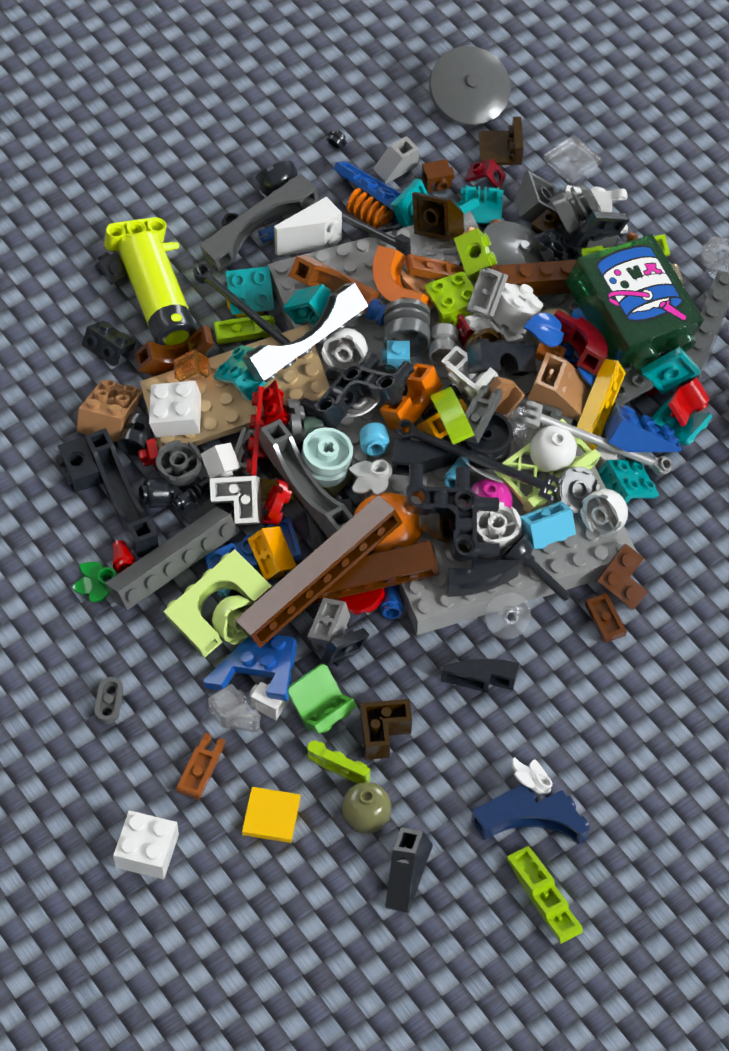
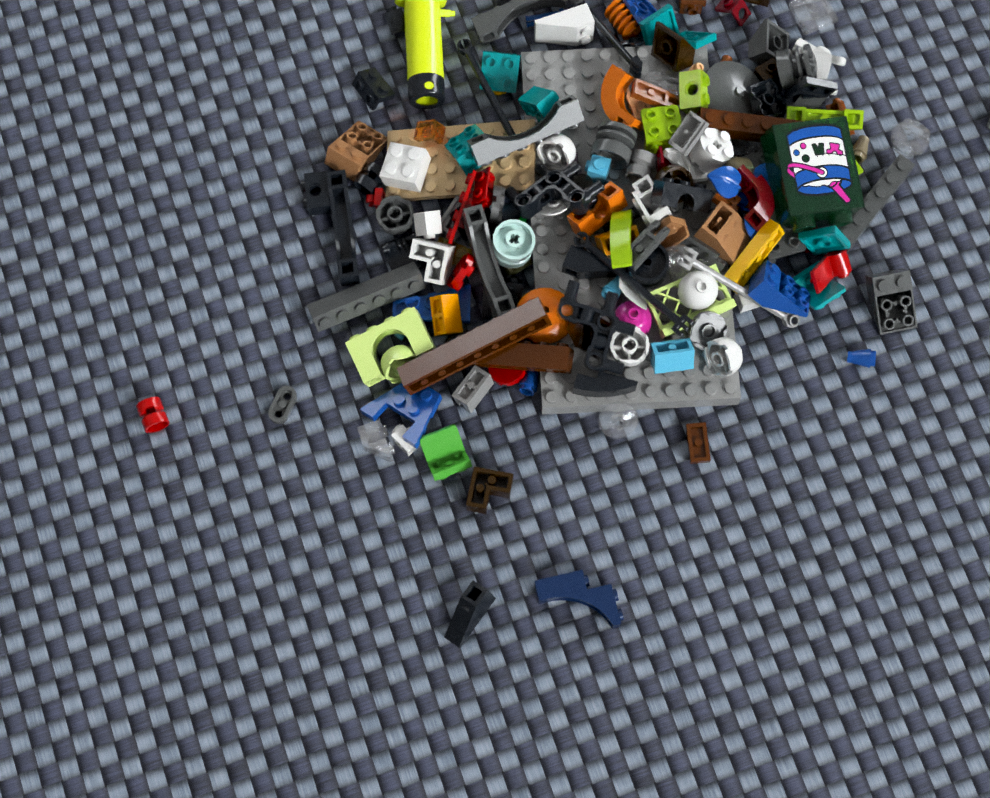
camera: 20 degrees right, 15 degrees up
(93, 581) = (300, 298): green plate -> none
(121, 556) = (328, 284): red cone -> none
(146, 844) = (275, 534): white brick -> none
(156, 492) = (371, 235): black head -> none
(159, 359) = (407, 114): reddish brown arch -> none
(200, 768) = (336, 481): dark orange hinge -> none
(240, 330) = (480, 104): lime hinge -> none
(271, 815) = (379, 535): yellow tile -> none
(311, 424) = (509, 208): sand green piece -> none
(313, 273) = (554, 74): dark orange arch -> none
(338, 763) = (443, 507): lime hinge -> none
(344, 647) = (476, 413): black wing -> none
(366, 807) = (455, 551): olive cylinder -> none
(371, 476) = (541, 271): white plate -> none
(374, 439) = (556, 239): medium azure head -> none
(376, 312) = (593, 121): blue wheel -> none
(481, 673) = (580, 464): black slope -> none
(489, 201) = (726, 37): teal hinge -> none
(522, 551) = (642, 374): black piece -> none
(532, 777) = (592, 564): white plate -> none
(544, 894) = (570, 664): lime slope -> none
(617, 577) = (718, 413): reddish brown plate -> none
(627, 479) = (755, 327): teal bracket -> none

